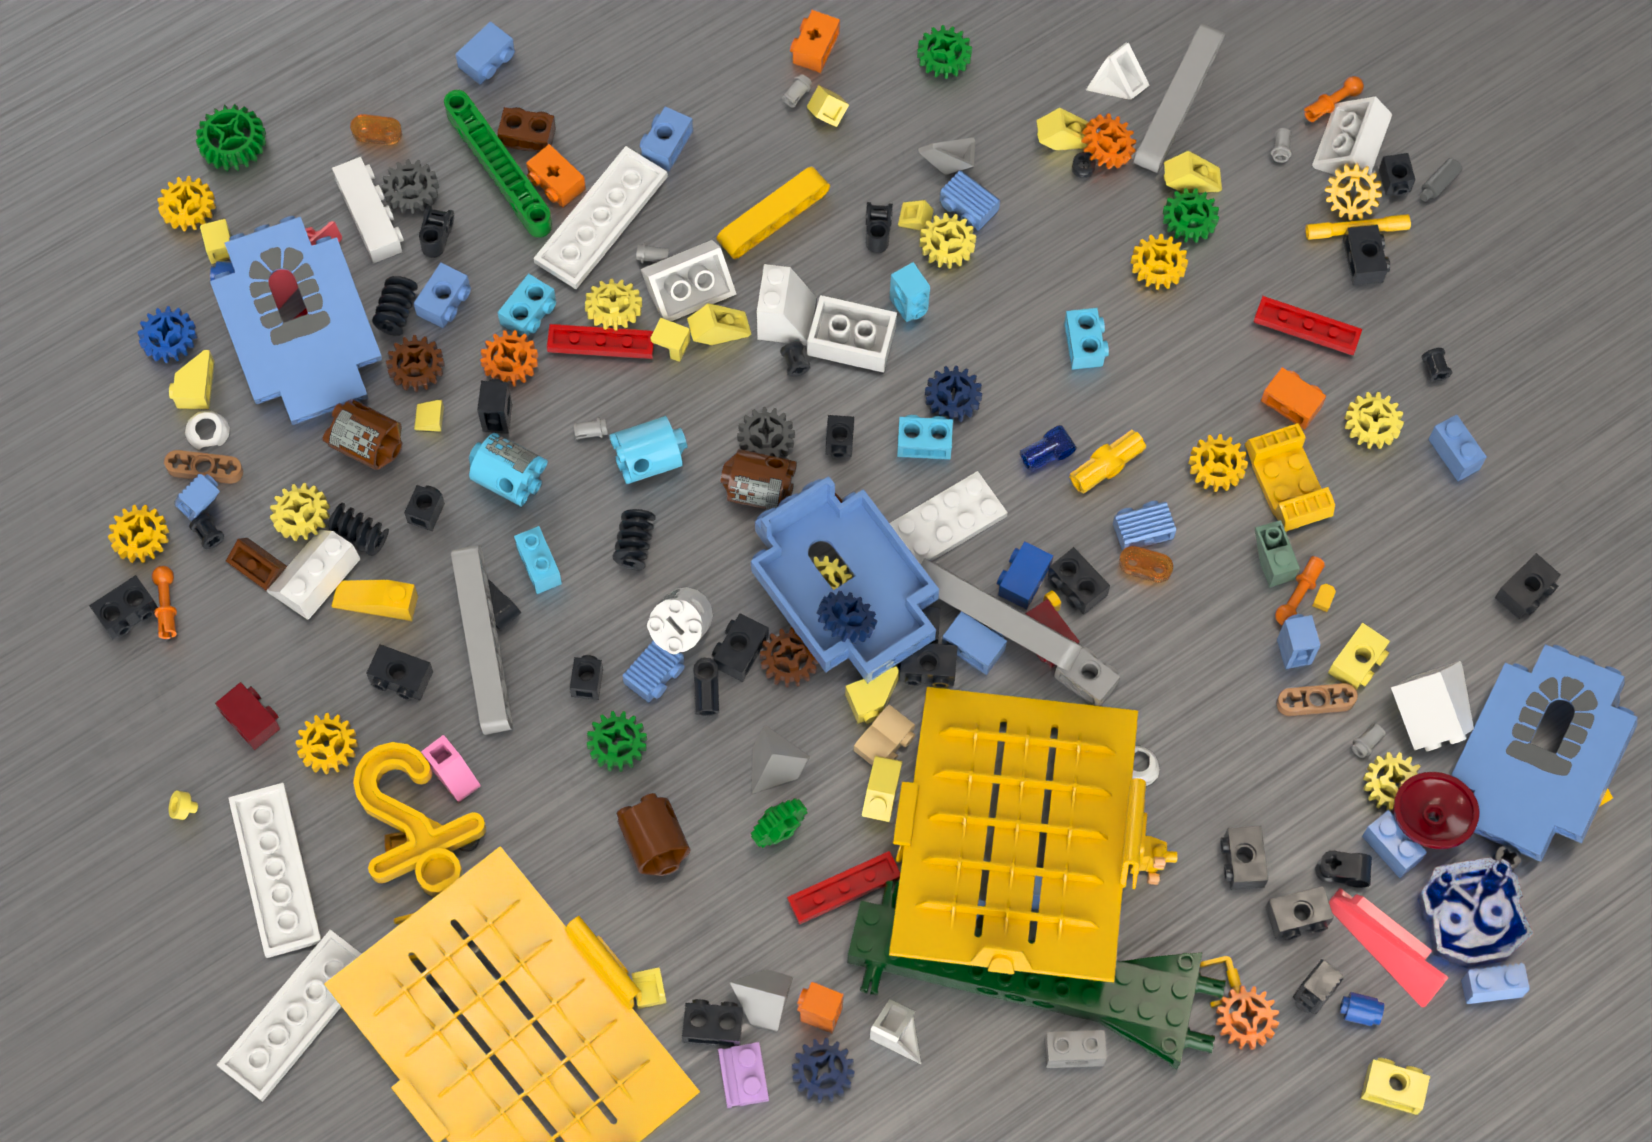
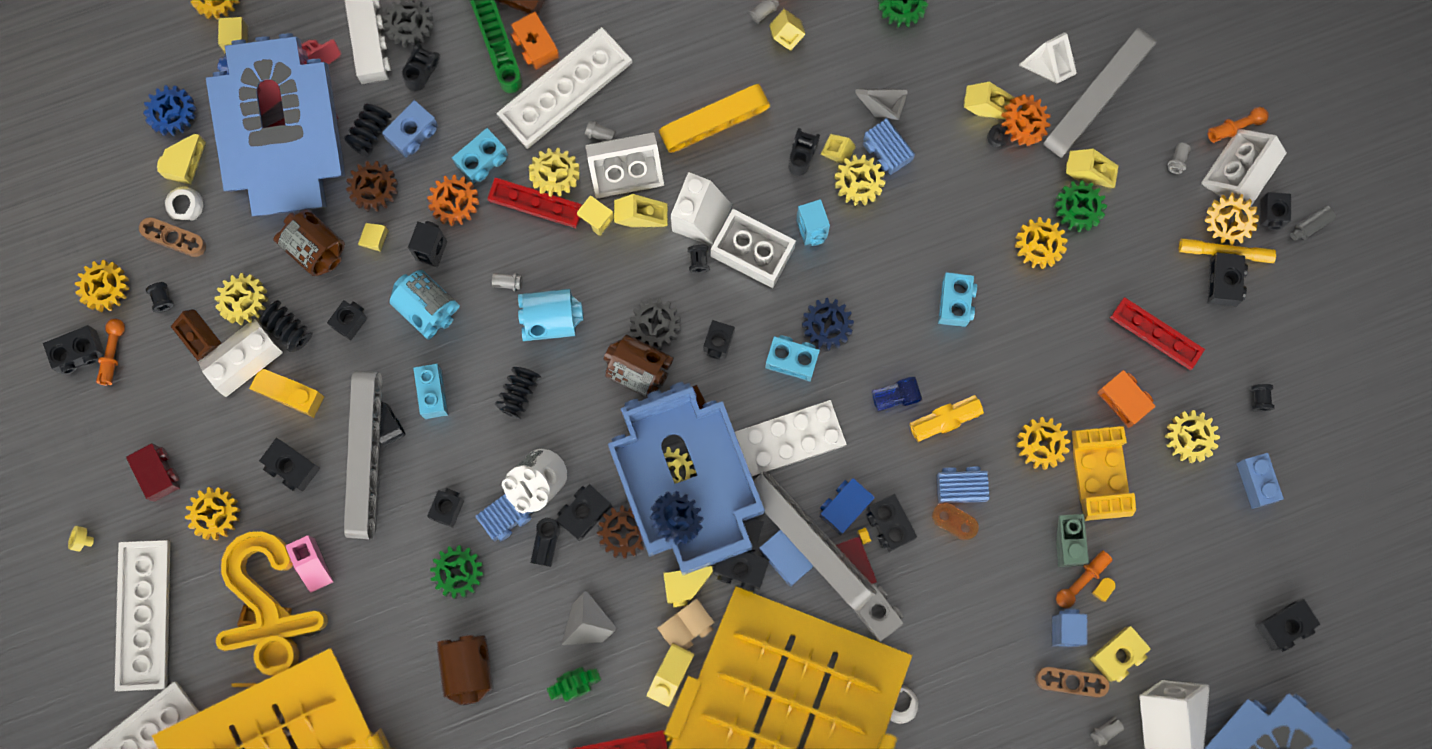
camera: 15 degrees right, 10 degrees up
(197, 496) = (155, 266): medium blue brick -> none
(666, 151) = (636, 40): medium blue brick -> none

